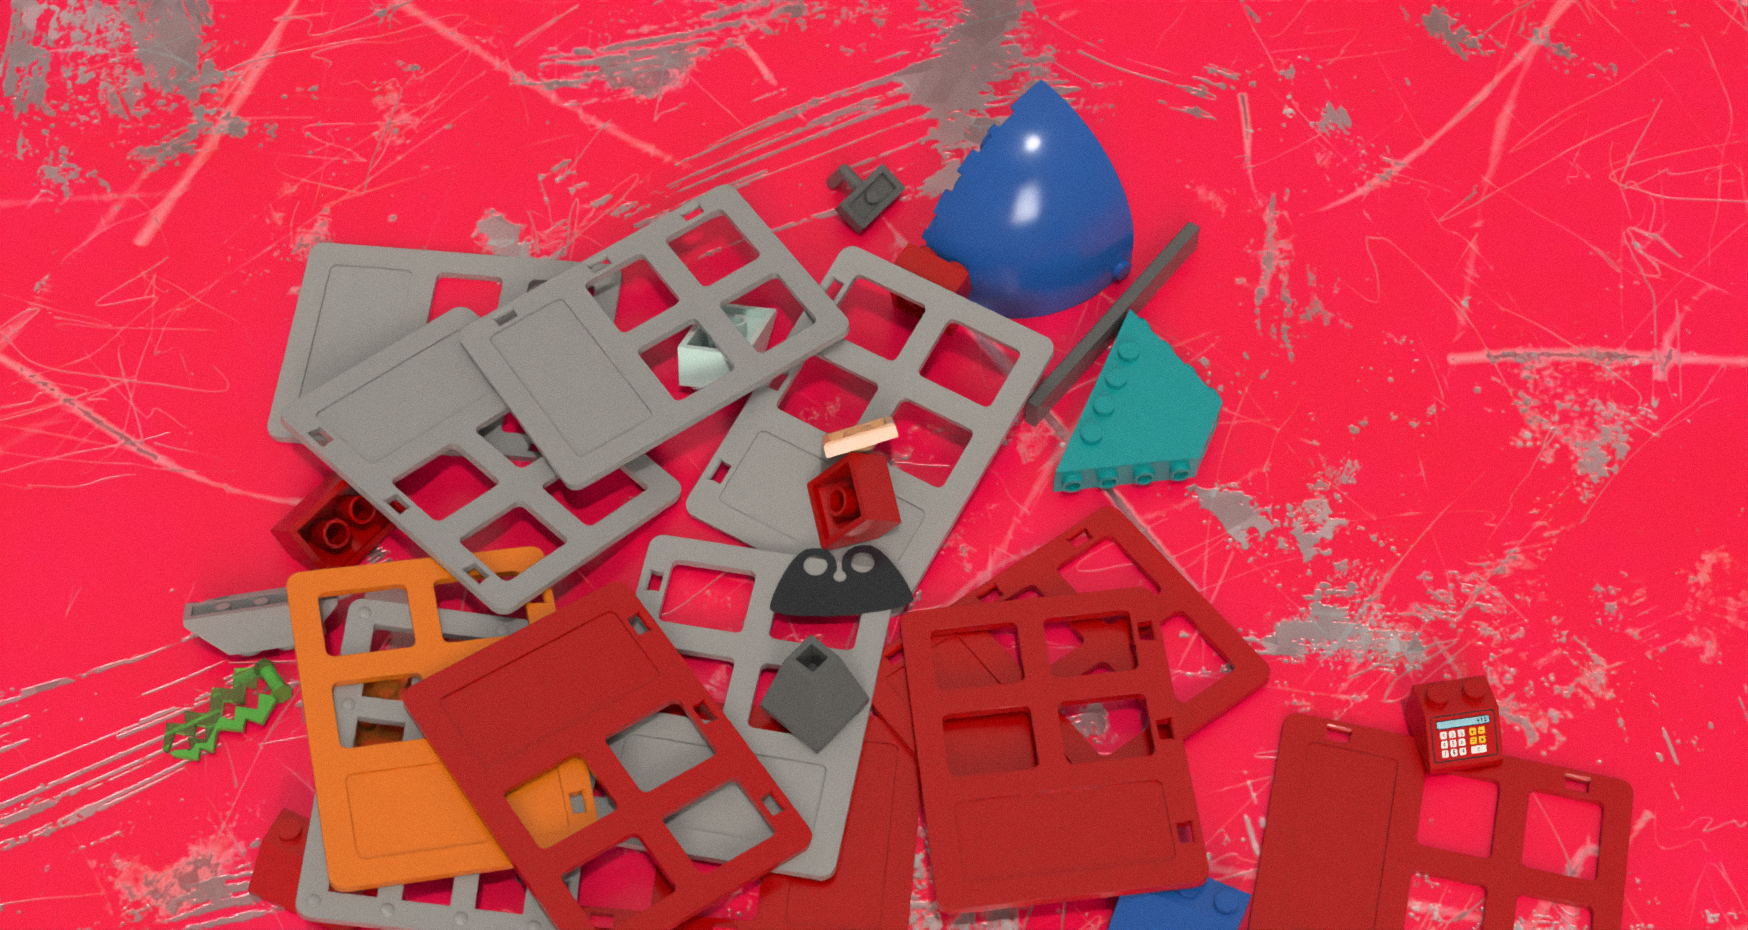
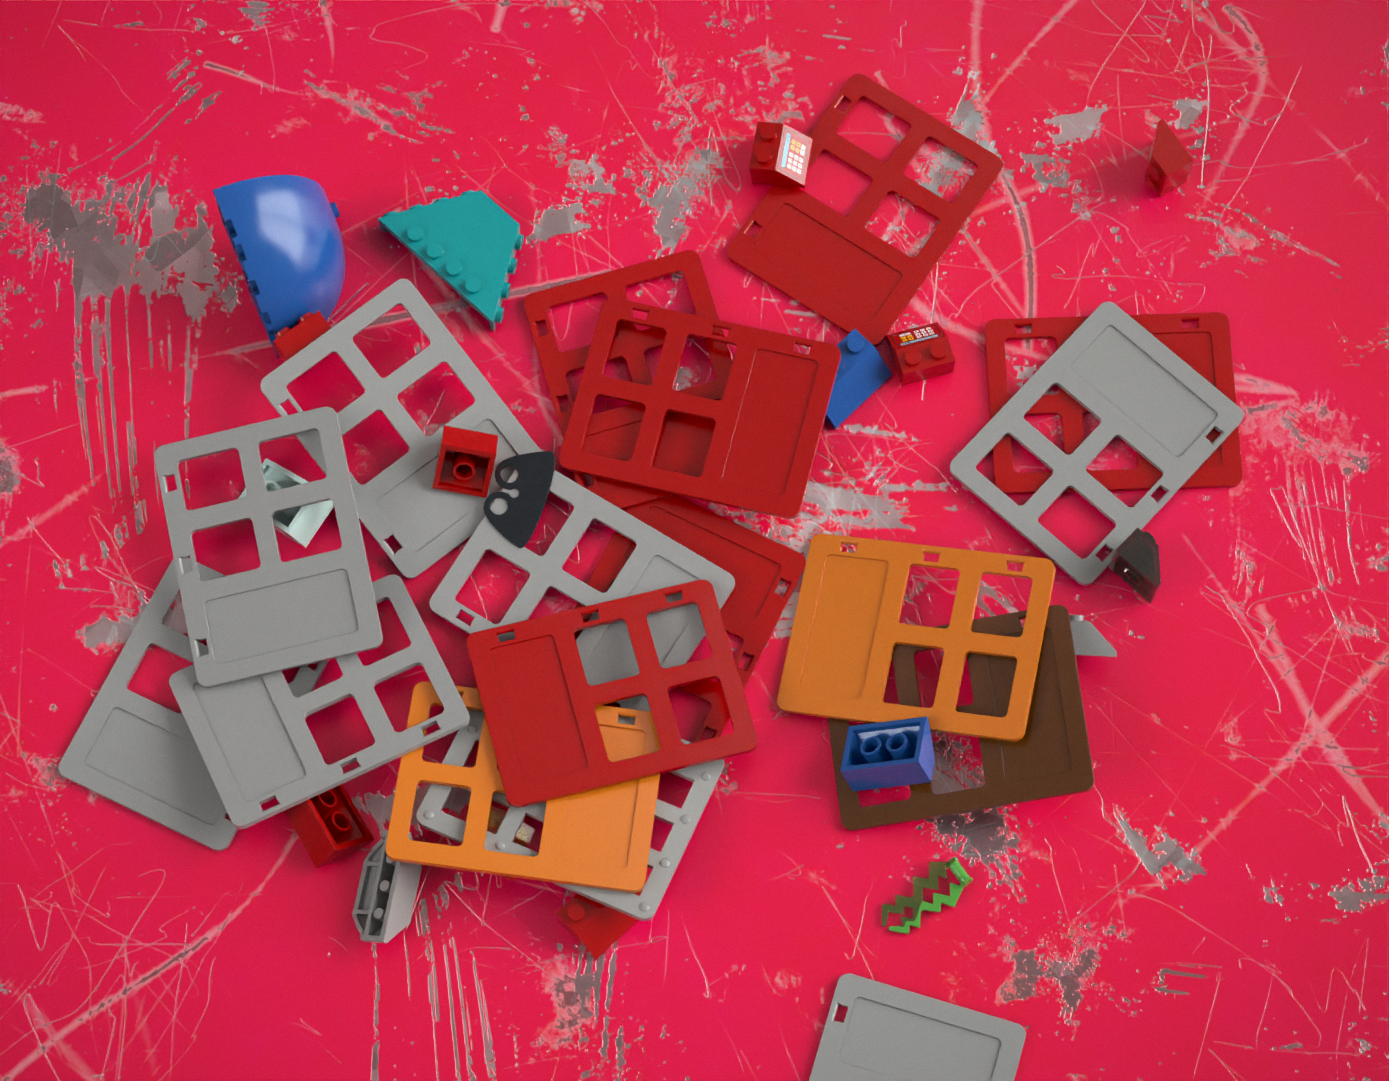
camera: 70 degrees left, 15 degrees up
(213, 718) = (452, 950): piece -> none
(814, 694) = (607, 541): dark grey slope -> none
(859, 437) = (425, 435): light nougat plate -> none
(868, 196) = (191, 355): dark grey plate -> none
(1108, 327) = (366, 216): dark grey tile -> none

